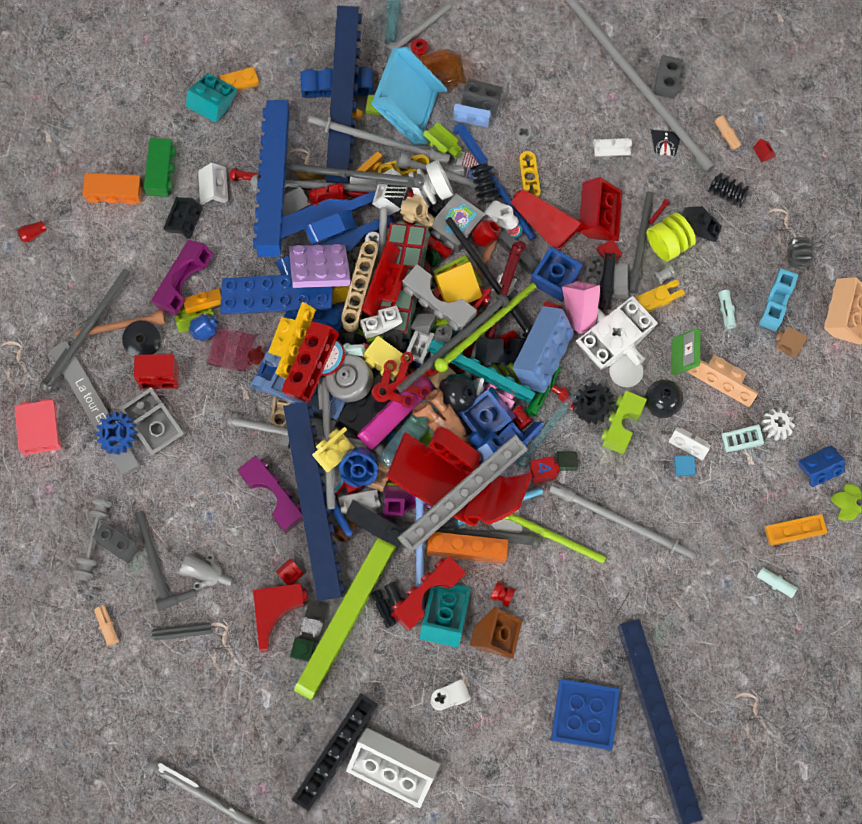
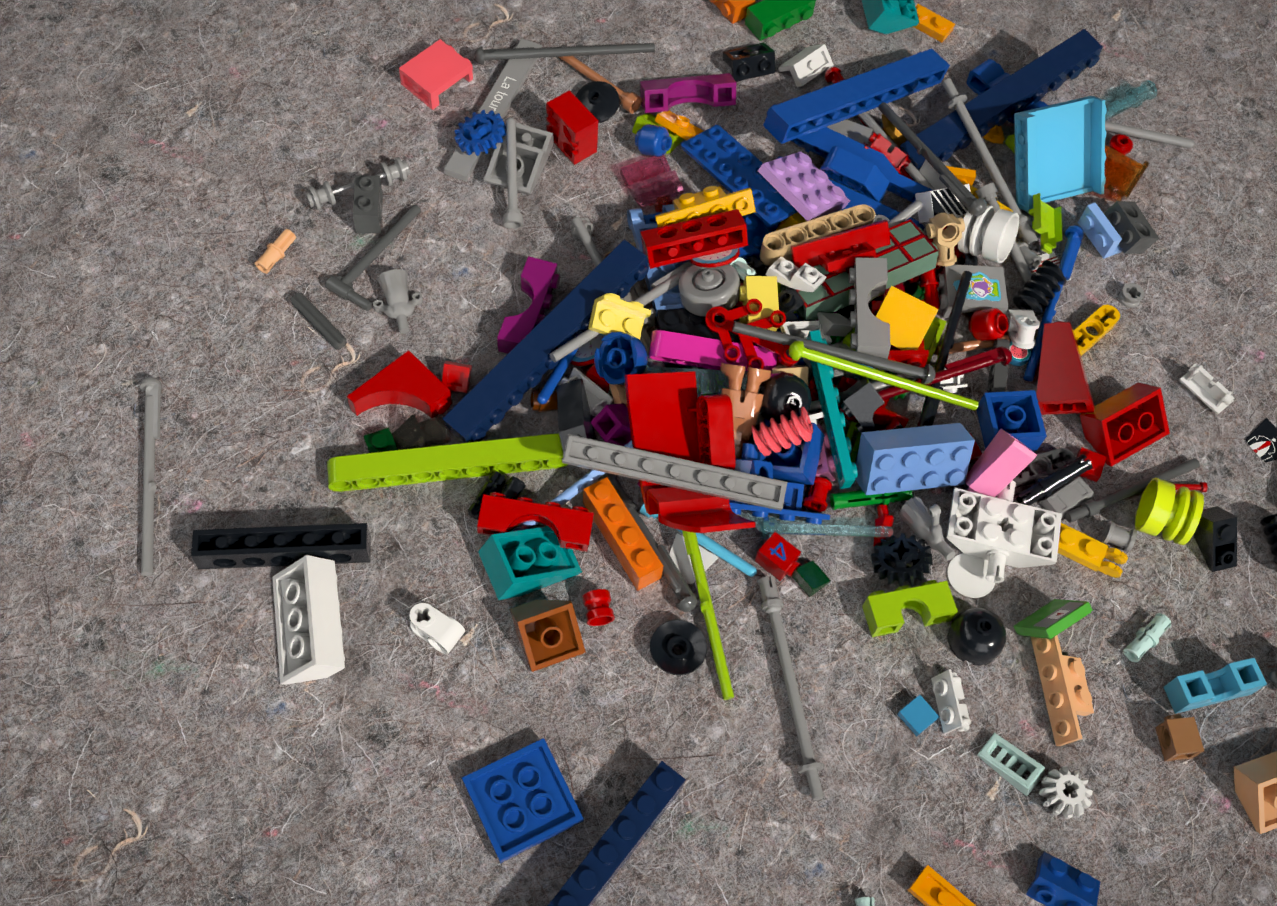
camera: 50 degrees right, 10 degrees down
(194, 456) = (512, 218): none -> light grey piece
(482, 412) = (783, 433): none -> coral piece
(563, 558) = (682, 635): none -> black dish
(586, 374) = (926, 525): none -> light grey piece

